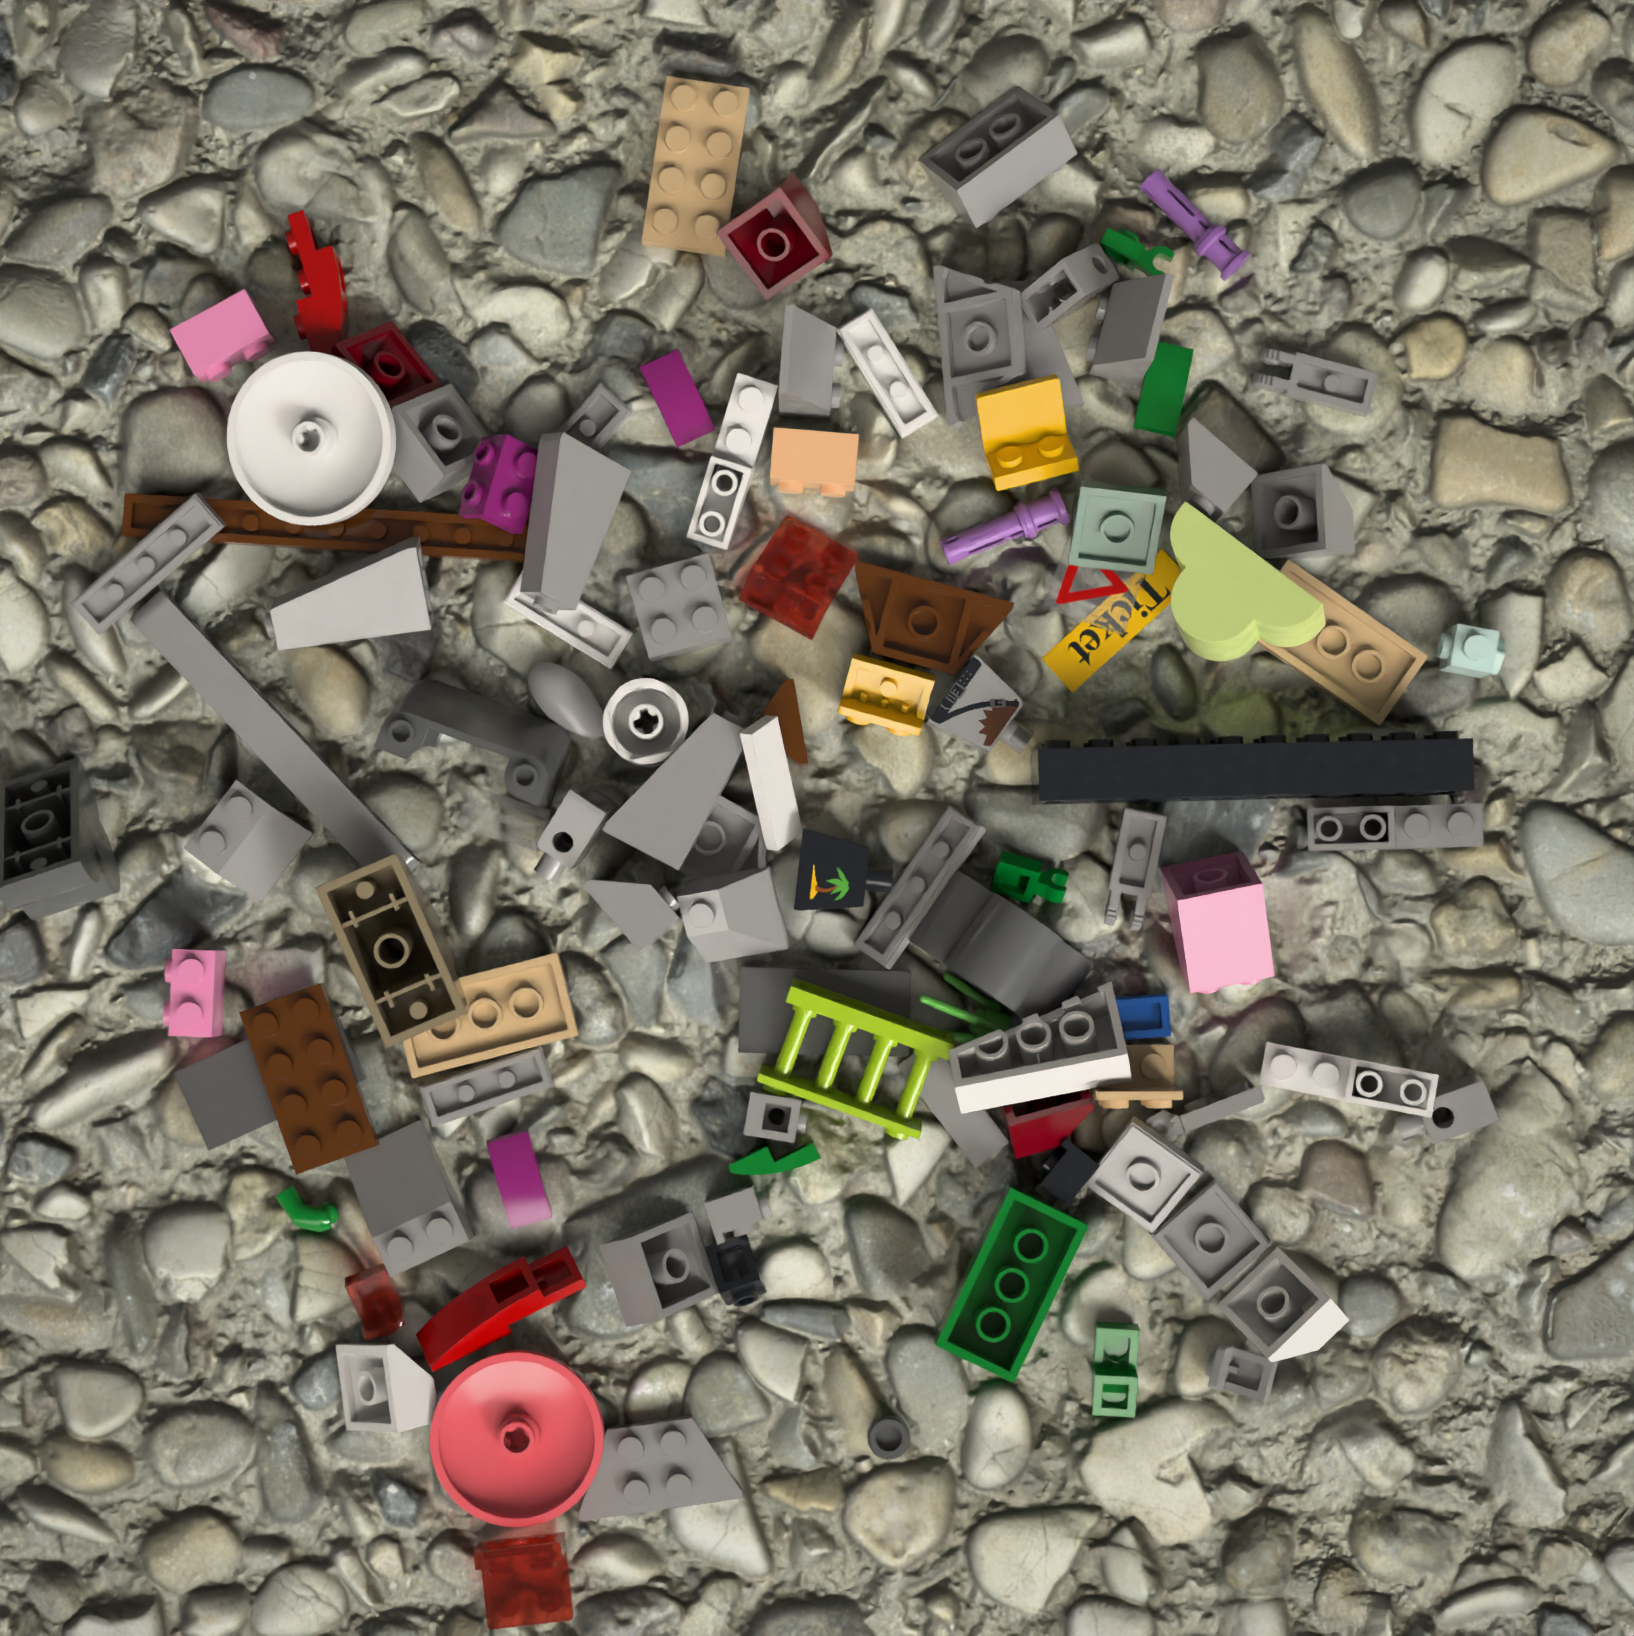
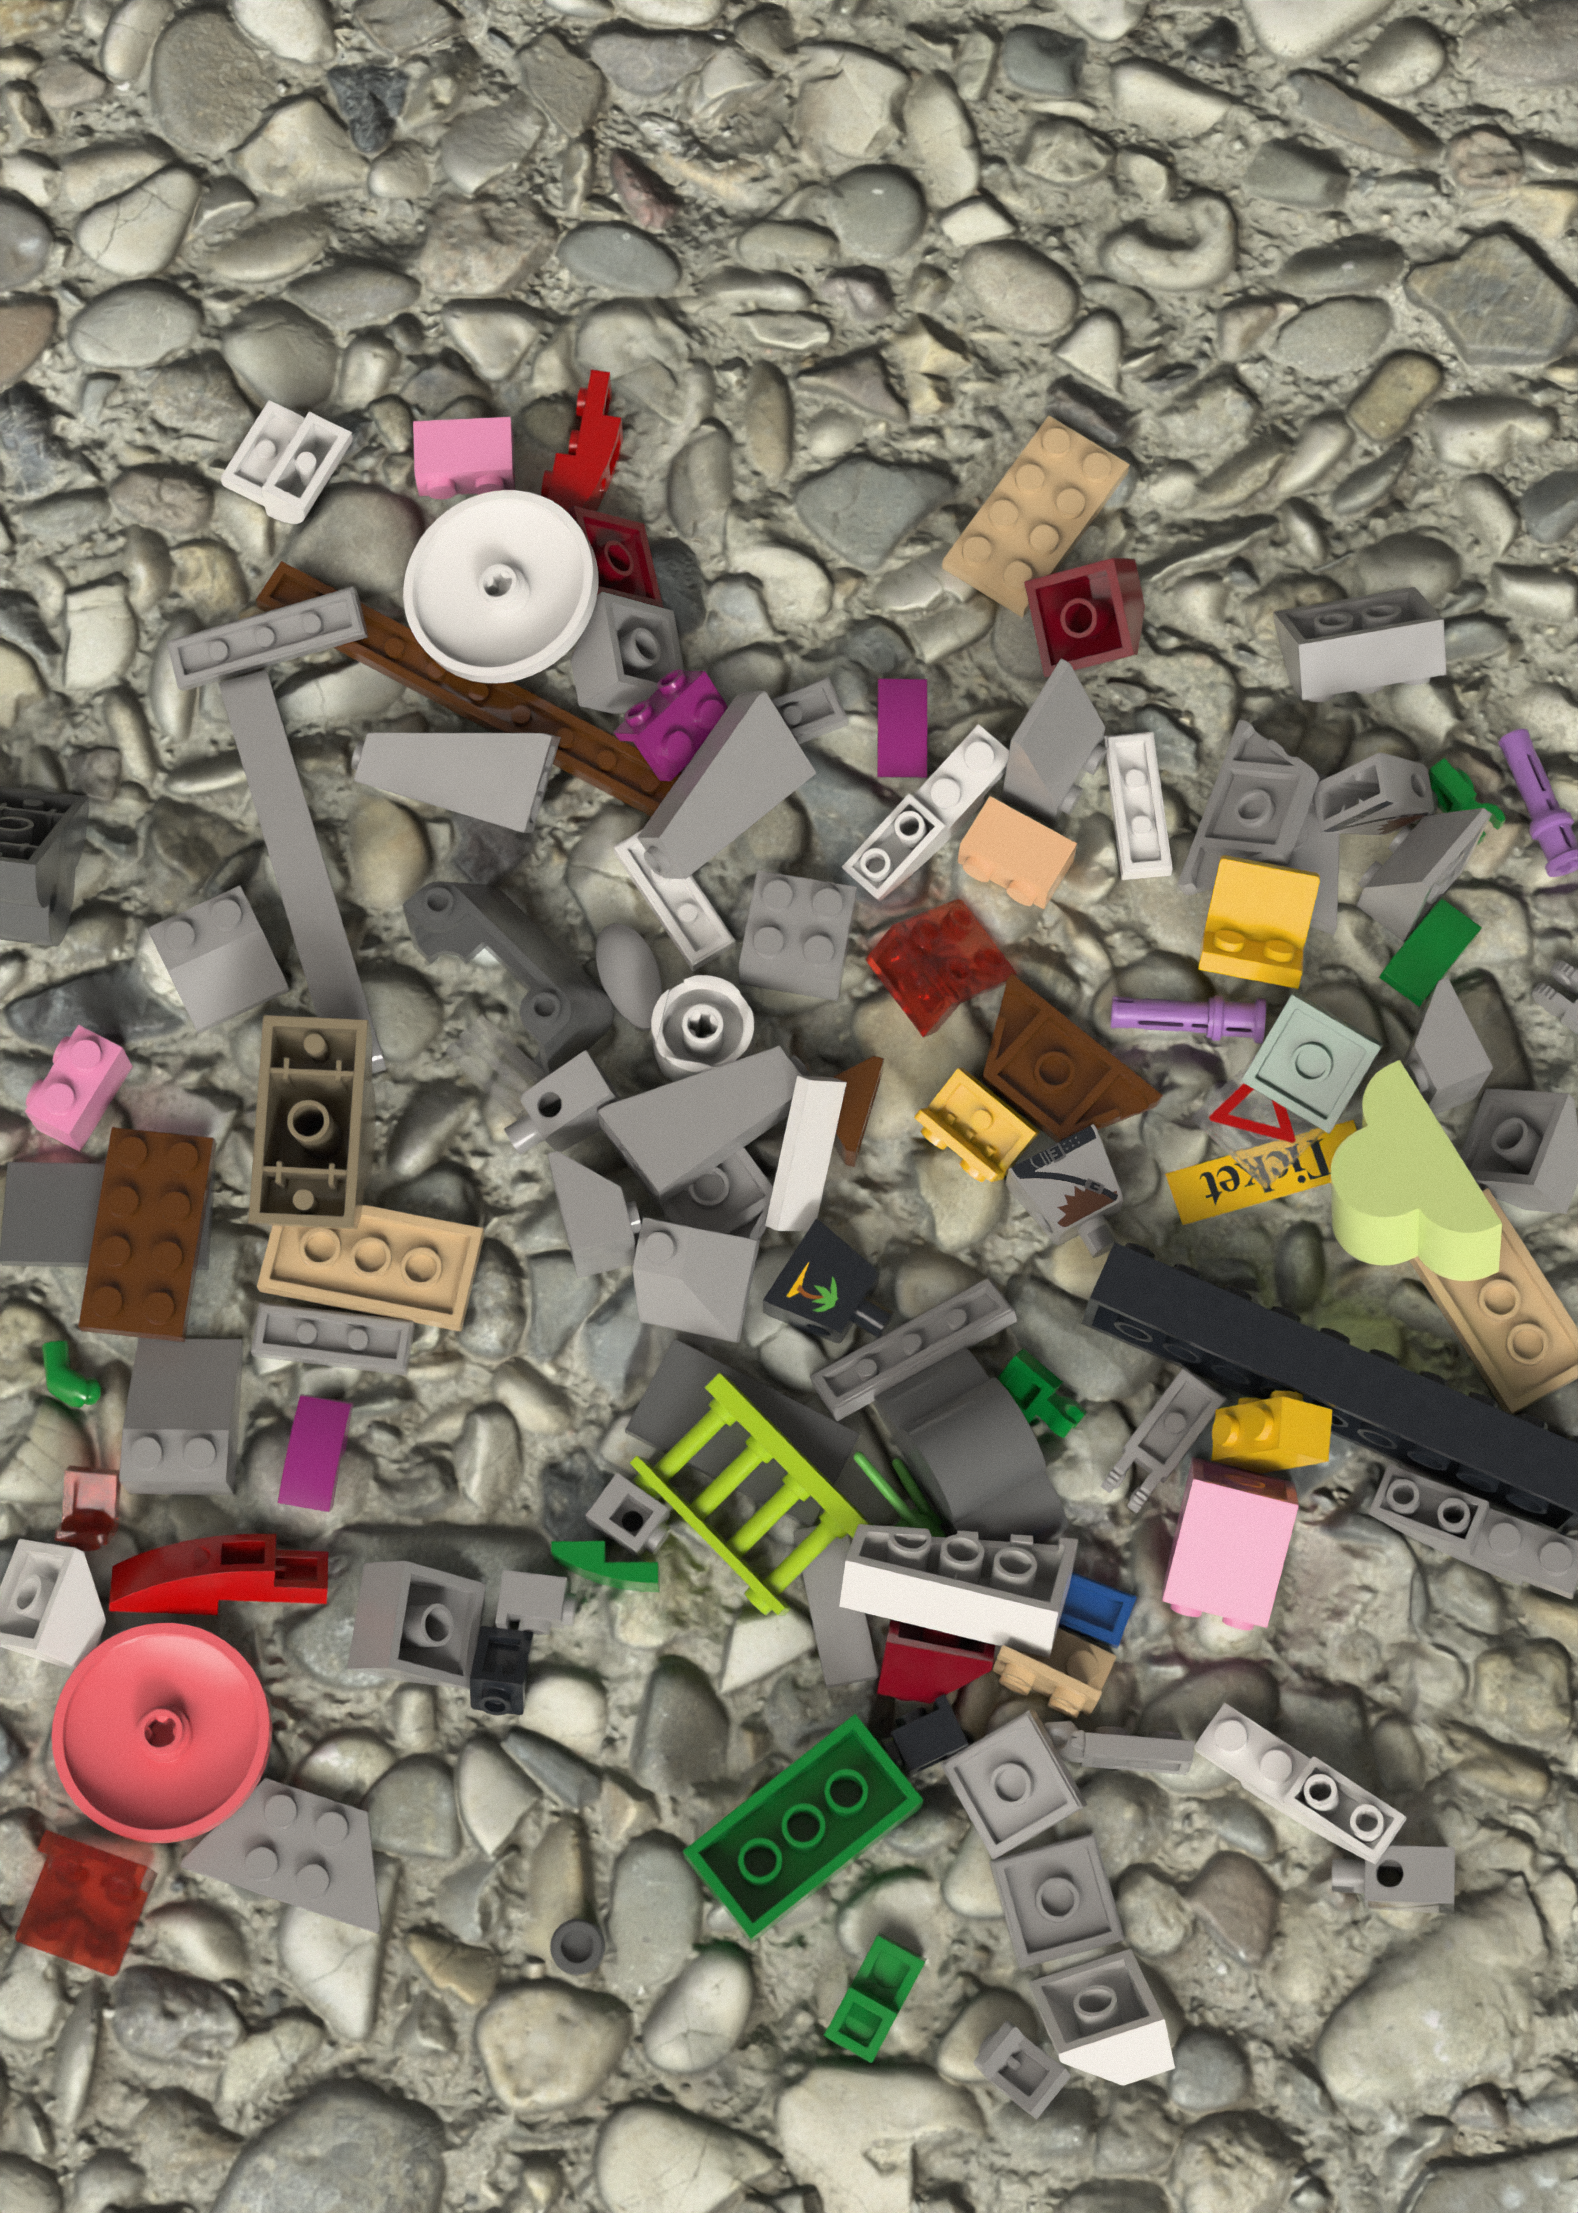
camera: 30 degrees right, 15 degrees down
(84, 407) = (286, 461): none -> white brick
(1215, 832) = (1272, 1433): none -> yellow brick

